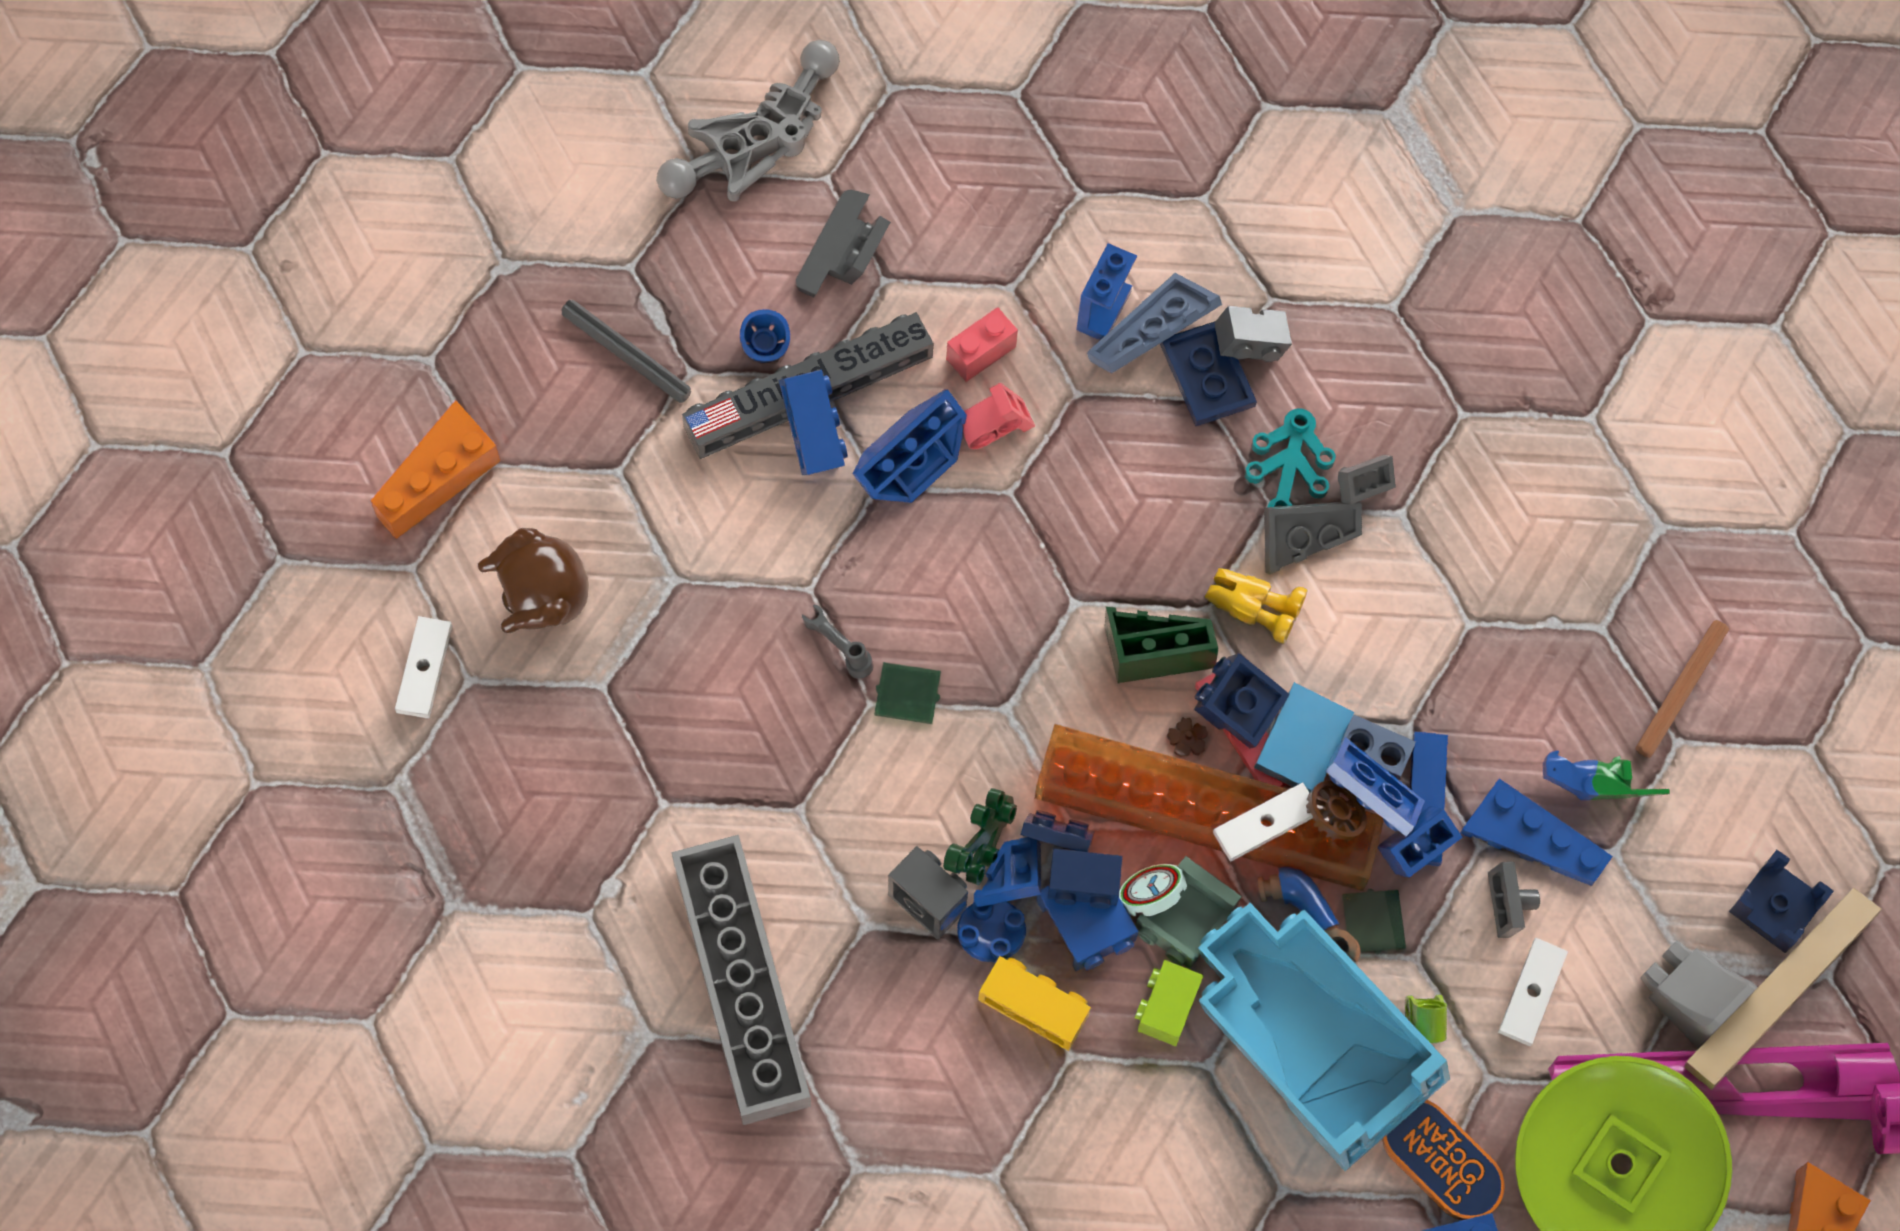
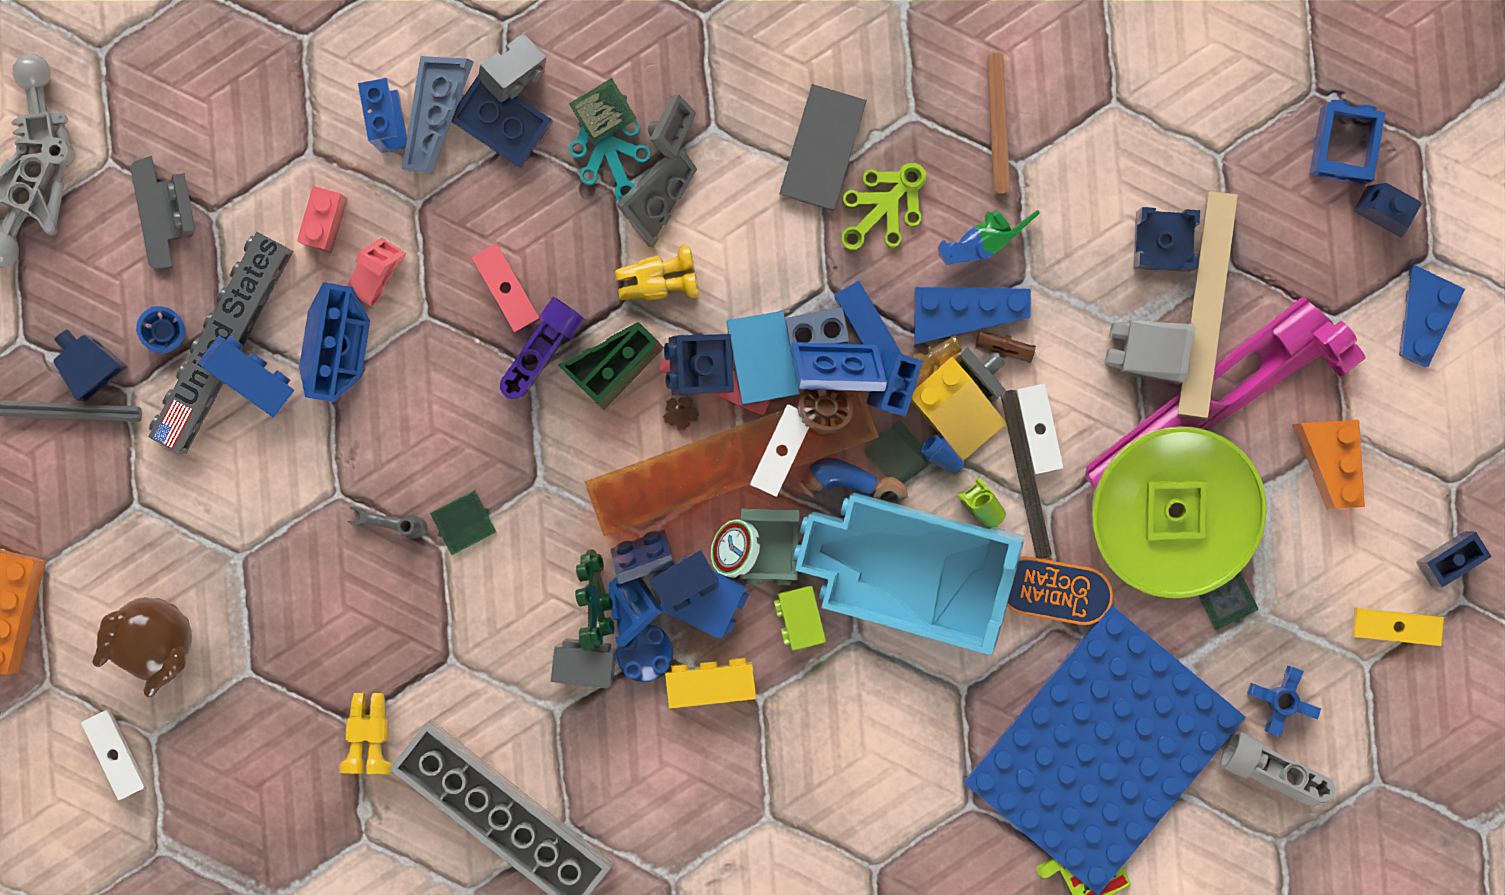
camera: 30 degrees left, 20 degrees up
(670, 808) = (367, 728): none -> yellow piece
(673, 322) = (85, 364): none -> dark blue torso
(1105, 499) = (498, 272): none -> coral tile
(1132, 575) = (557, 323): none -> dark purple beam
(1309, 425) = (602, 111): none -> piece
(1418, 947) = (941, 453): none -> blue cone
(1462, 914) = (957, 408): none -> yellow slope
(1475, 854) = (938, 354): none -> clear yellow pin
(1489, 1027) = (1026, 474): none -> clear smoke axle
(1495, 597) = (822, 147): none -> dark grey tile
(1522, 685) = (887, 203): none -> lime plant
(1551, 892) = (1005, 346): none -> reddish brown pin

